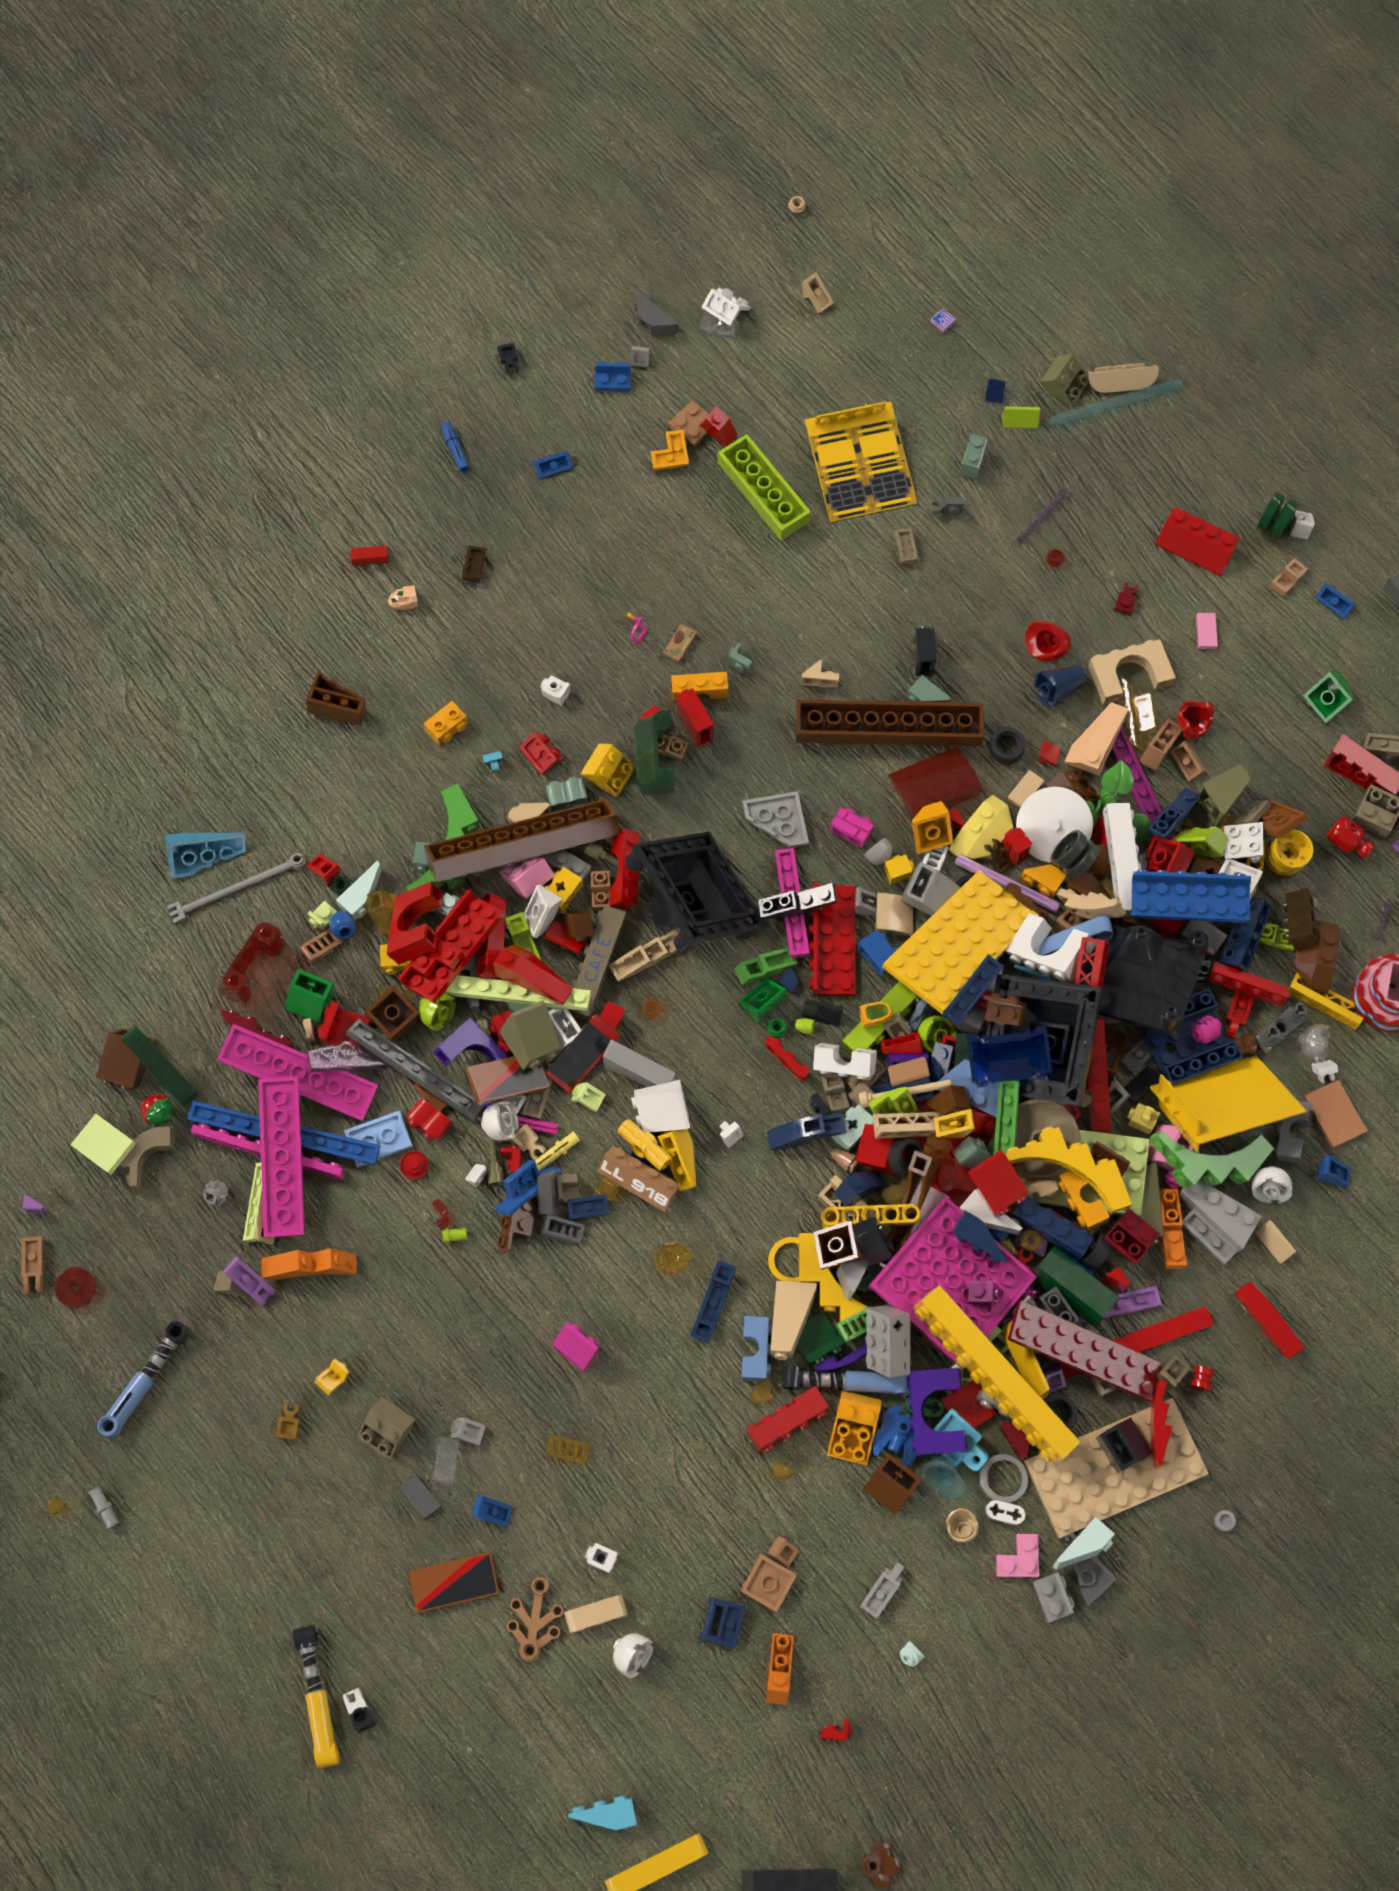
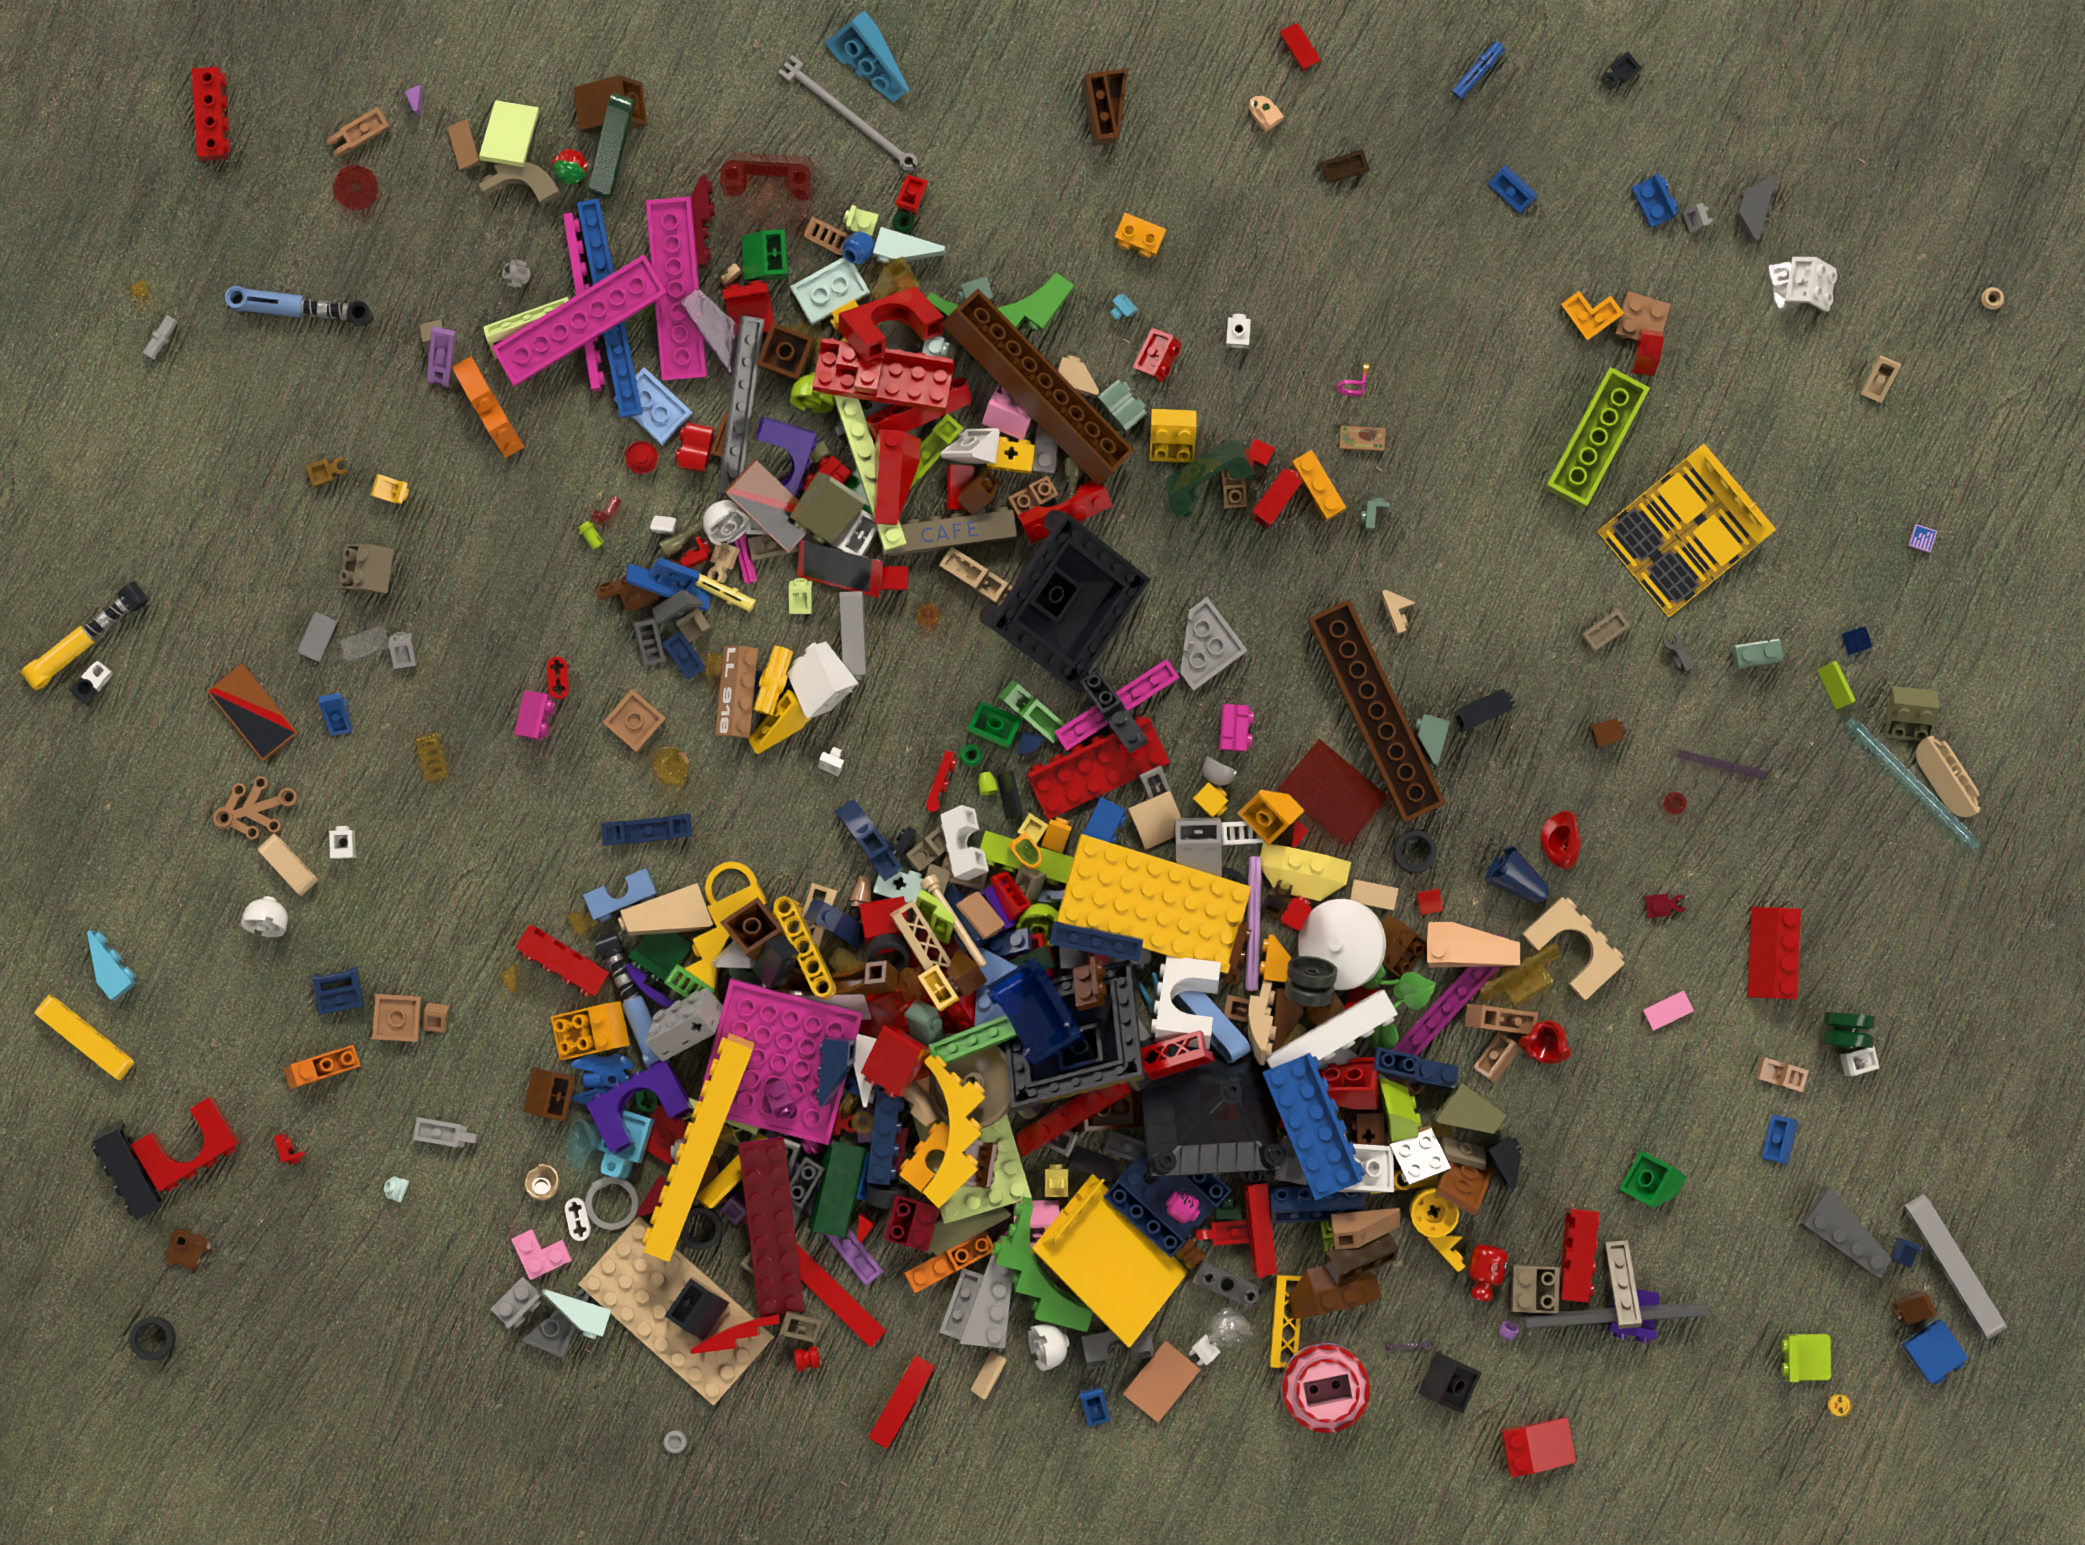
camera: 65 degrees right, 15 degrees up
(91, 1185) = (464, 145): none -> medium nougat slope
(362, 963) = (829, 290): none -> light aqua tile
(557, 1311) = (552, 678): none -> red beam
(620, 1271) = (634, 720): none -> medium nougat plate
(808, 1848) = (218, 1140): none -> red arch
(853, 1006) = (1034, 827): none -> light yellow plate
(871, 988) = (1056, 835): none -> light orange slope
(982, 577) = (1607, 732): none -> reddish brown brick
(1223, 1002) = (1227, 1211): none -> clear green tile
(1272, 787) = (1506, 1160): none -> black slope
(1280, 907) = (1359, 1228): none -> medium nougat slope
(1322, 860) = (1443, 1246): none -> yellow slope

